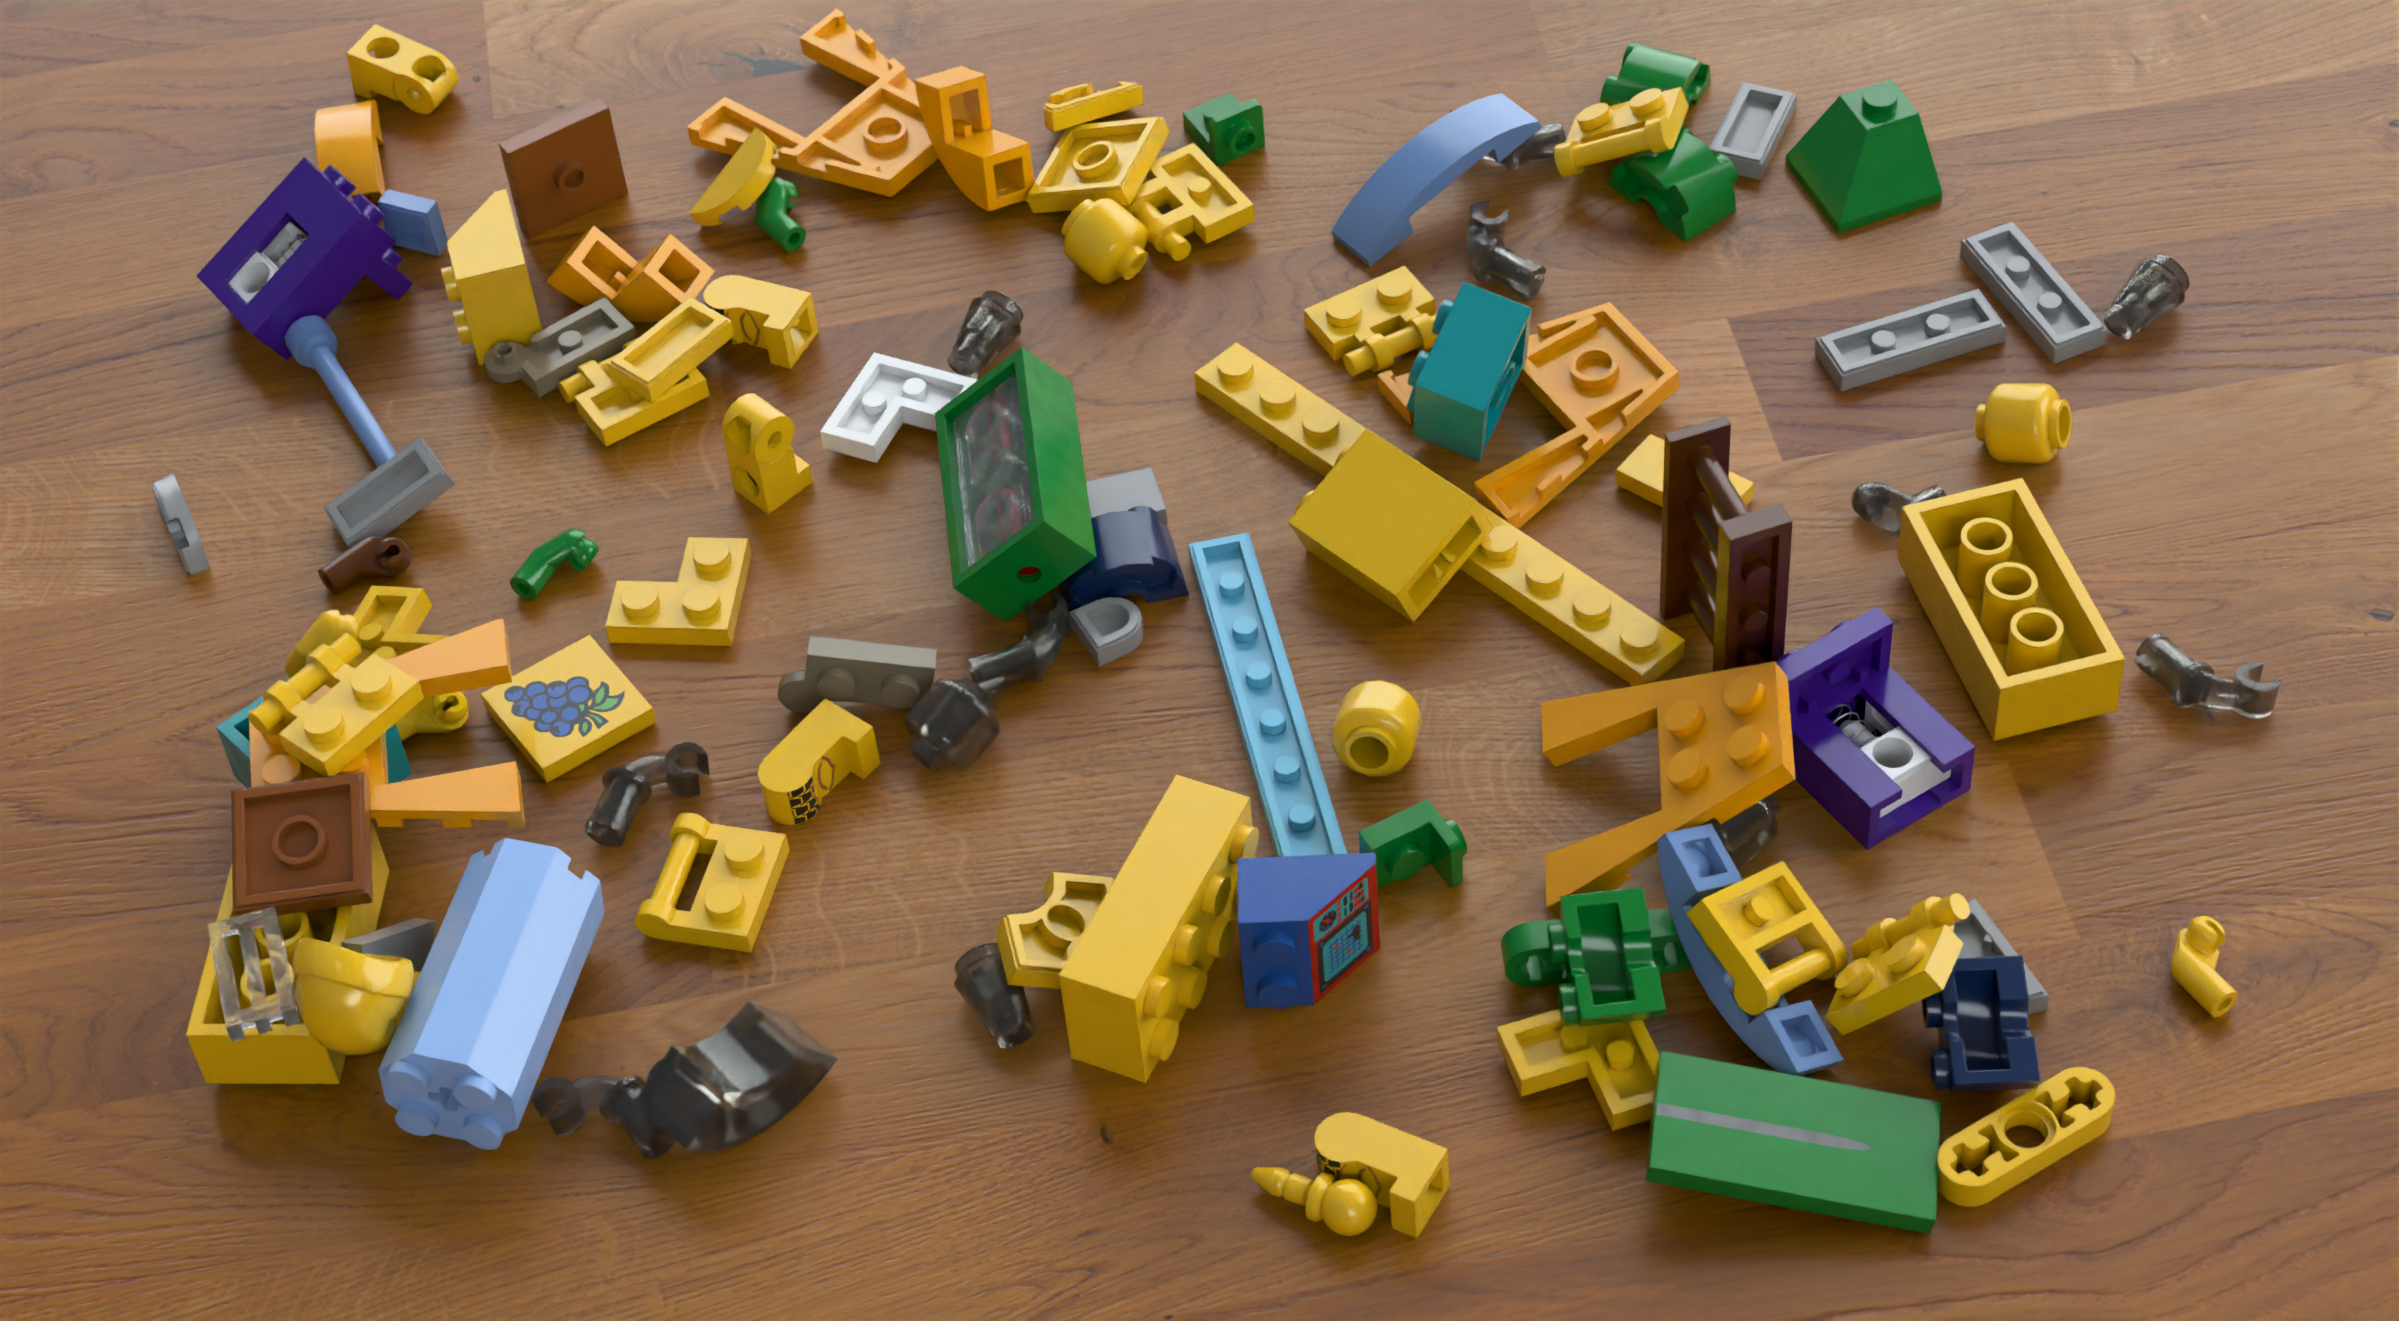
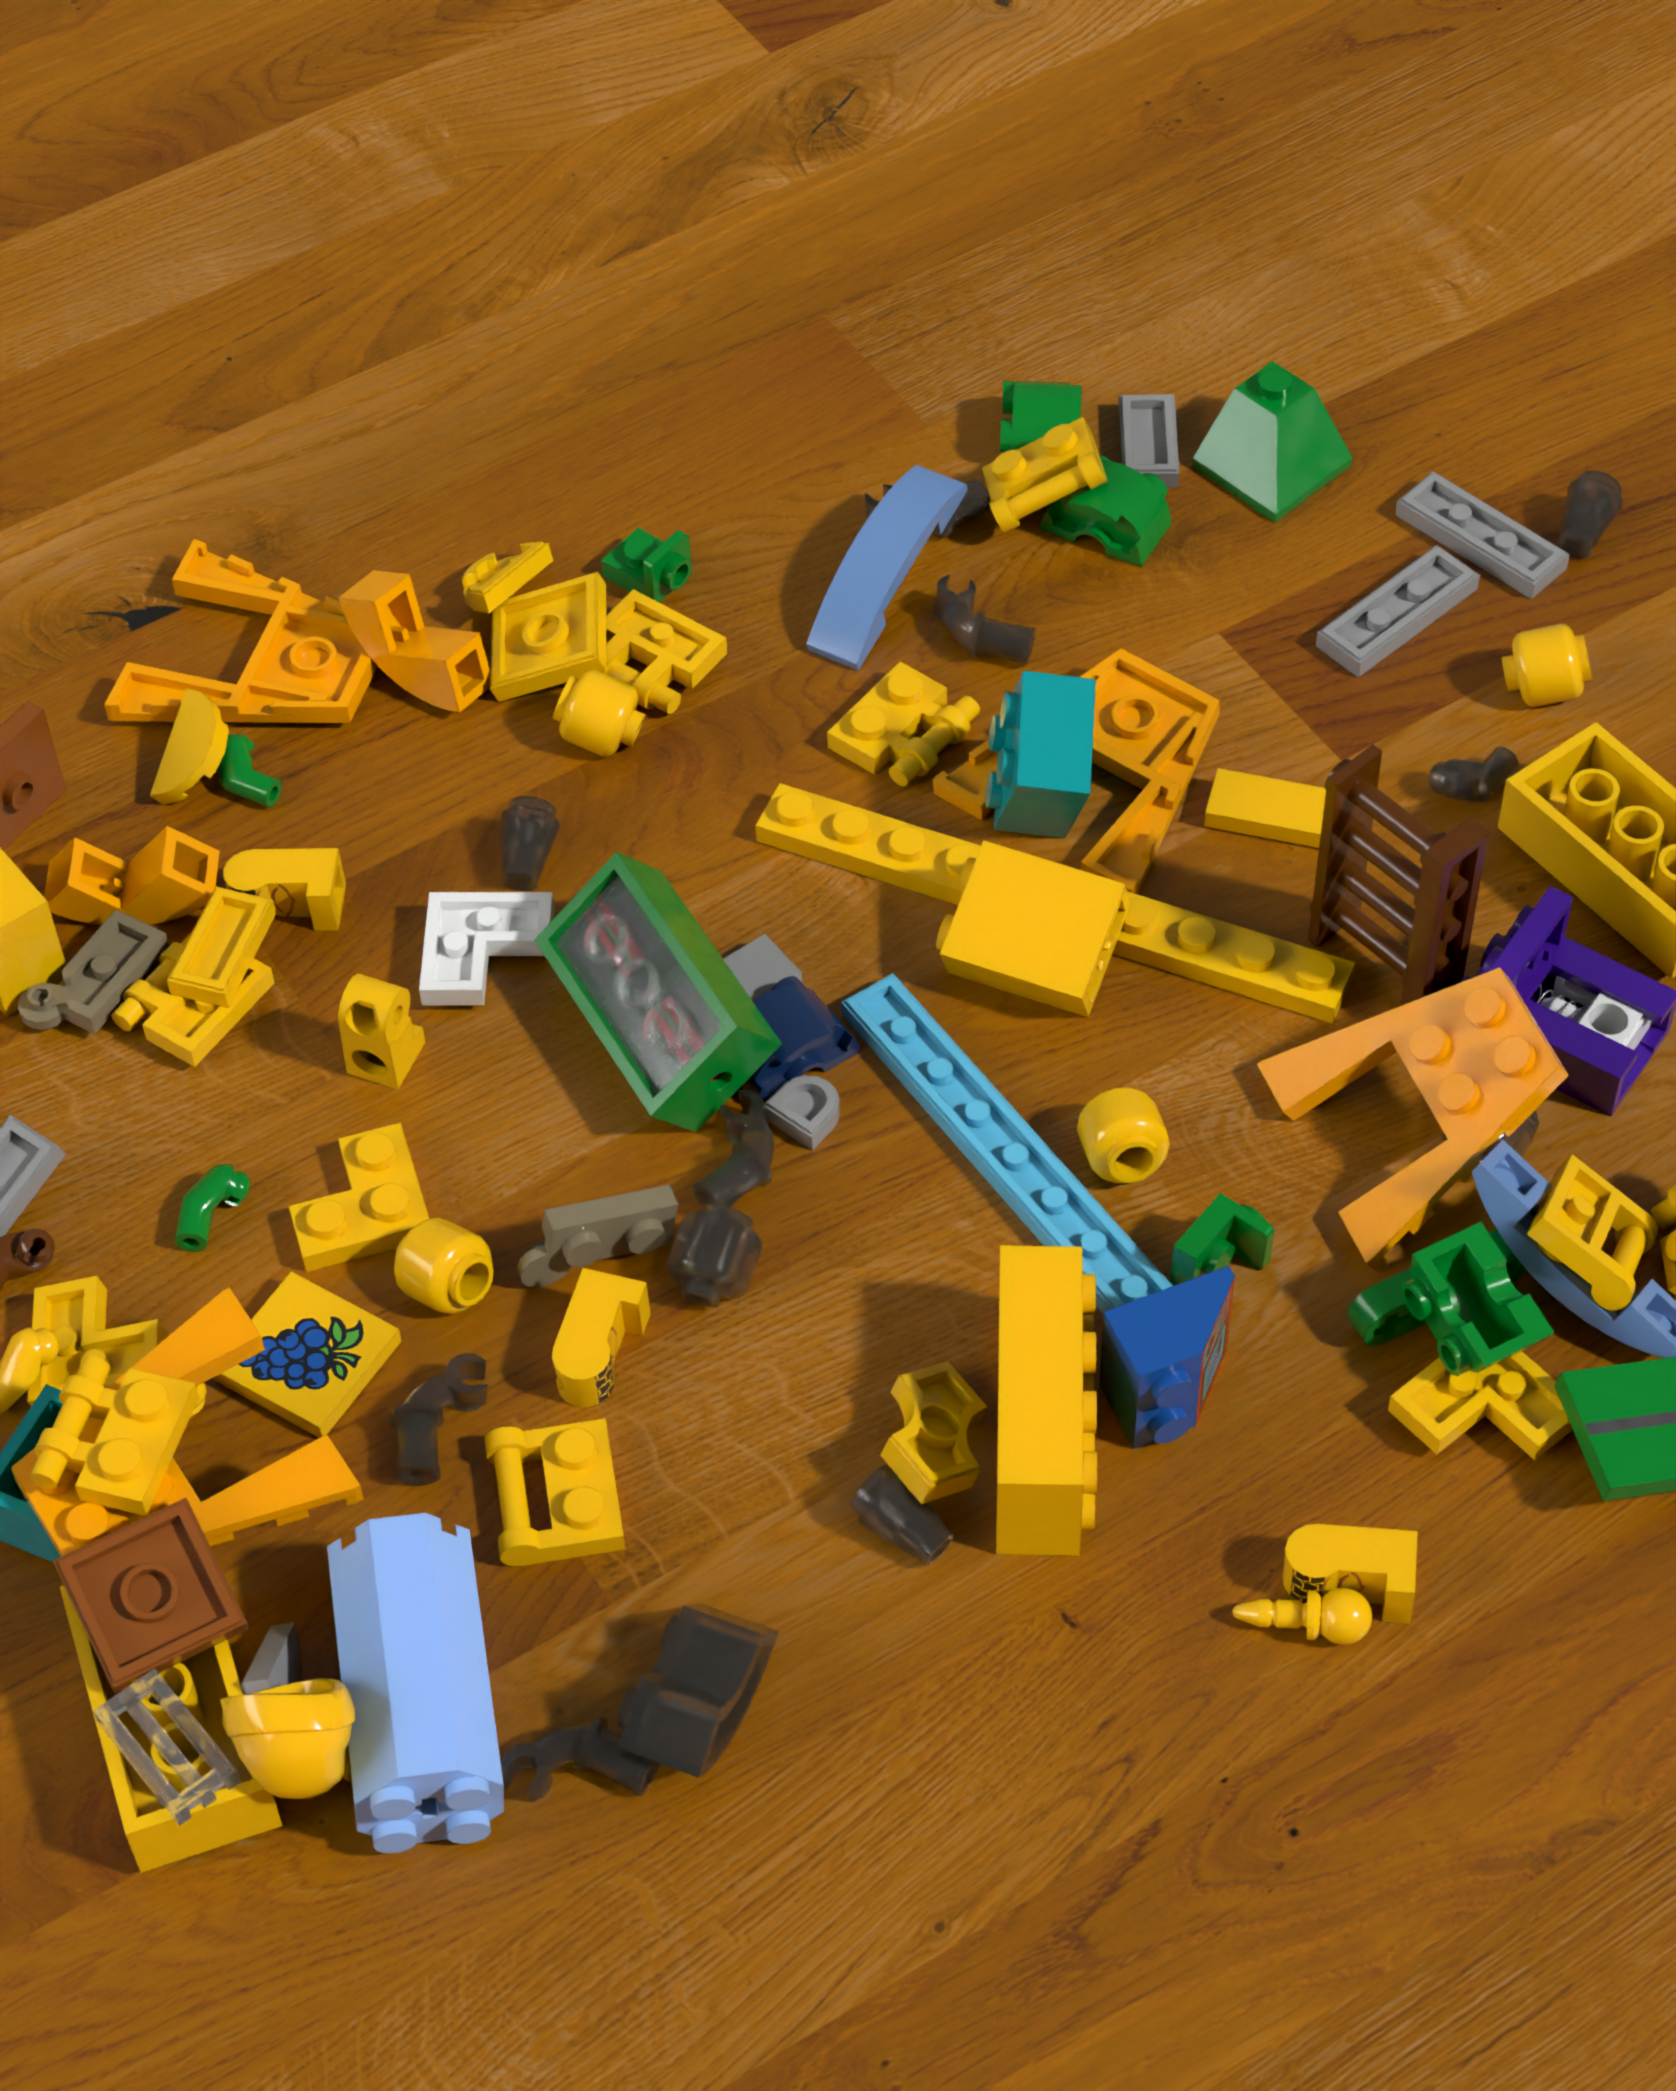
camera: 25 degrees left, 5 degrees up
(715, 665) = (443, 1266): none -> yellow head

